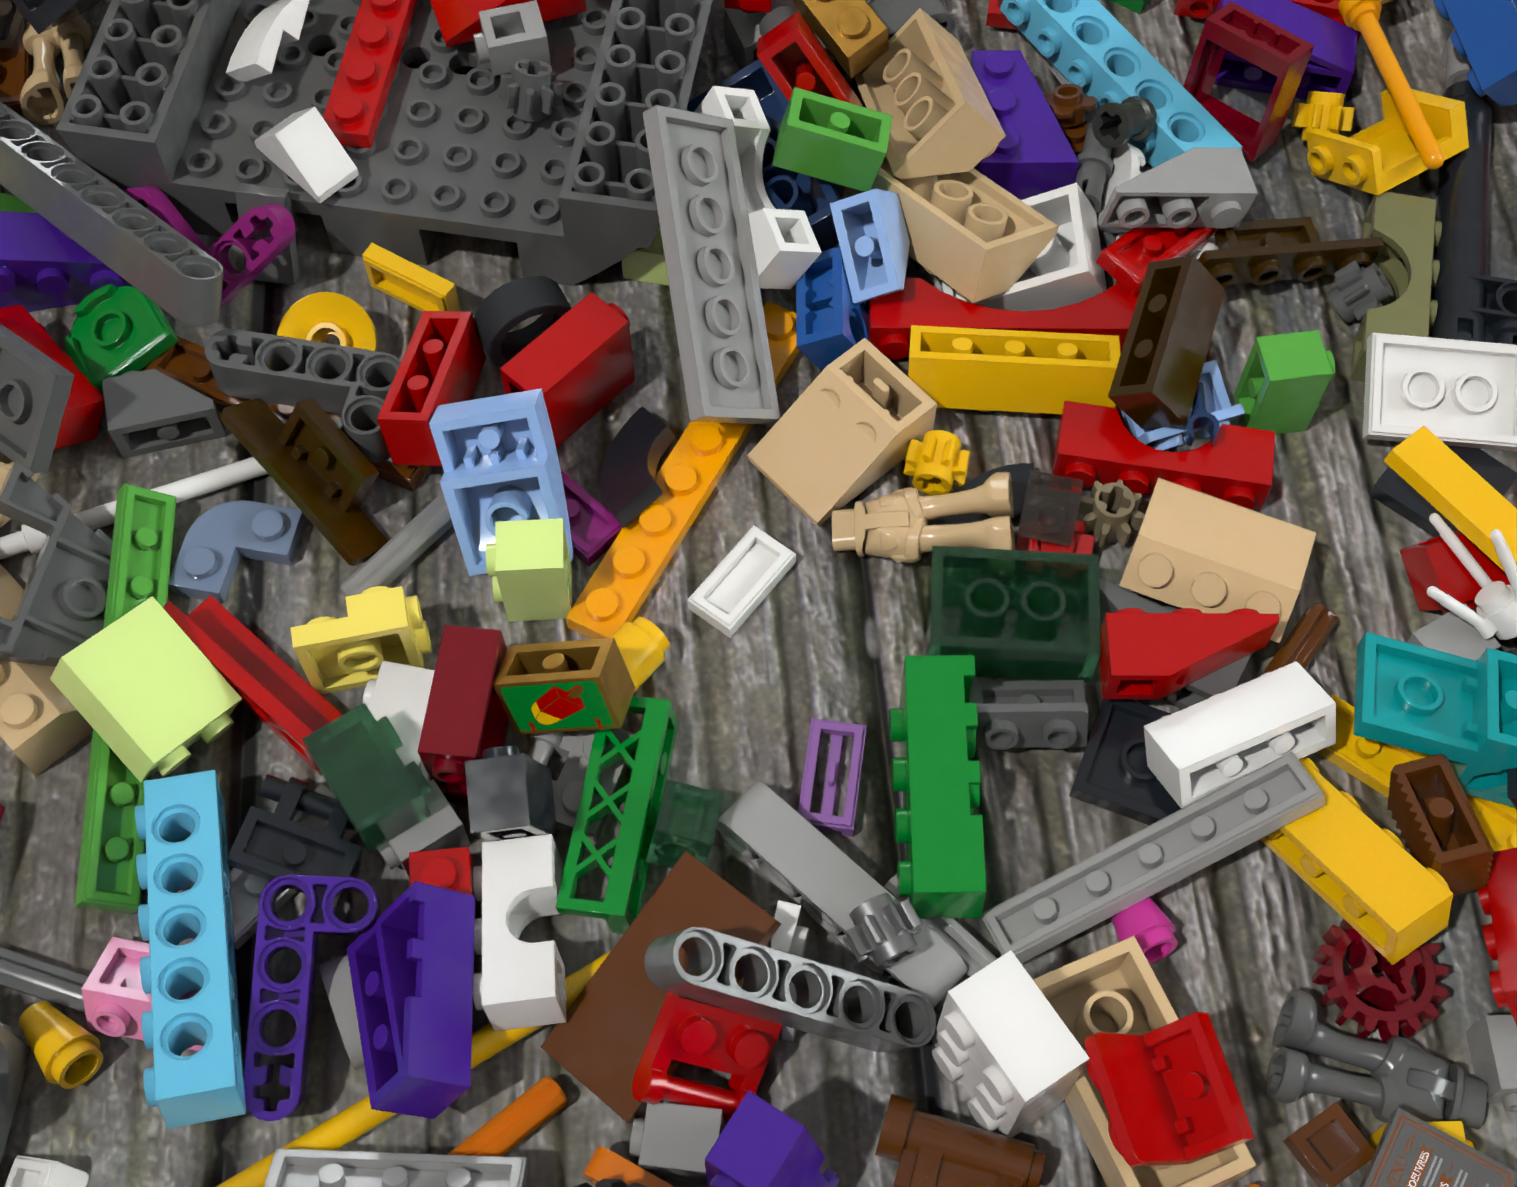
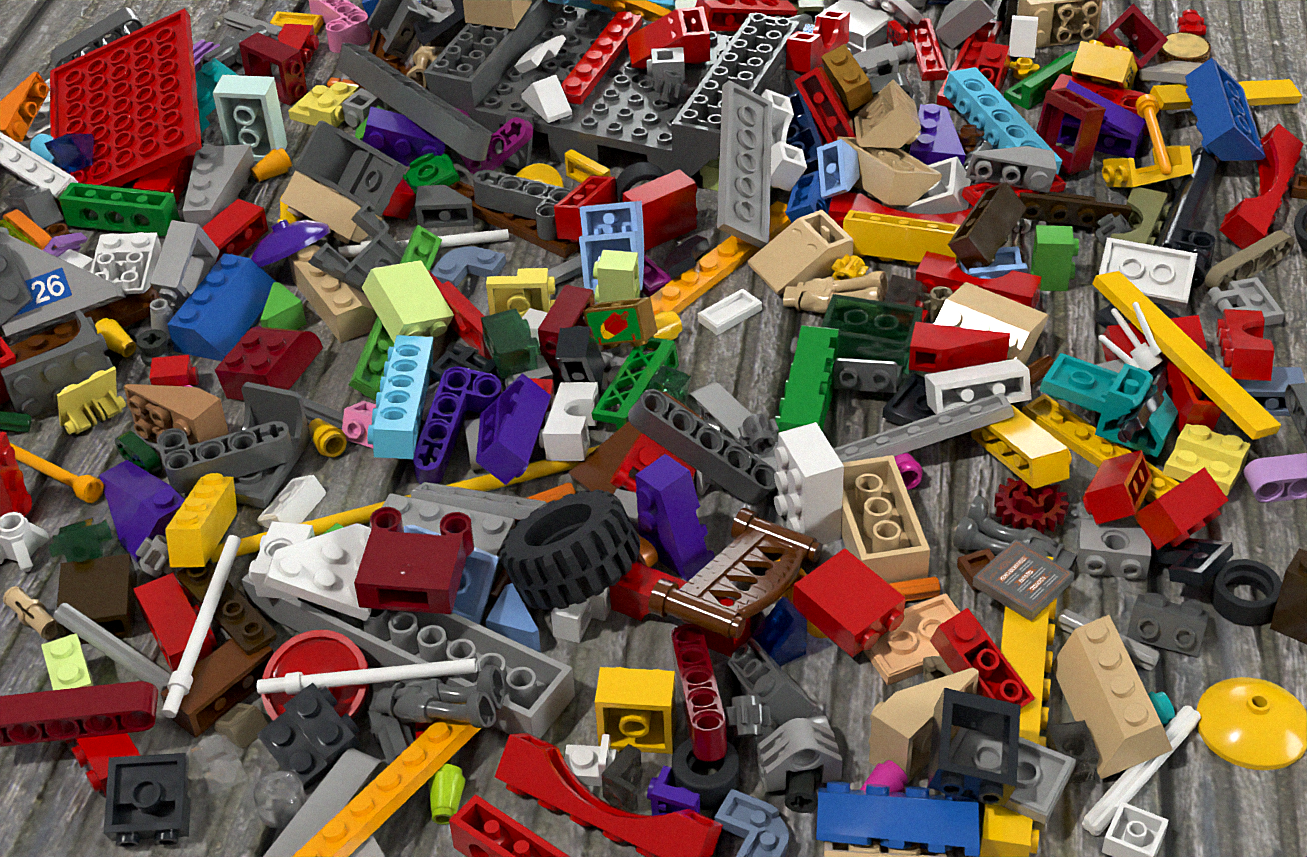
camera: 15 degrees right, 20 degrees down
(315, 469) = (515, 230): dark brown bracket -> none
(826, 820) = (766, 395): medium lavender tile -> none
(832, 140) = (823, 118): bright green brick -> none
(1117, 123) = (989, 138): pearl dark grey bush -> none
(1168, 1093) = (890, 507): red bracket -> none
(1201, 419) = (998, 263): dark blue hand -> none
(1323, 112) = (1115, 149): yellow gear -> none
(1440, 823) = (1079, 434): reddish brown brick -> none

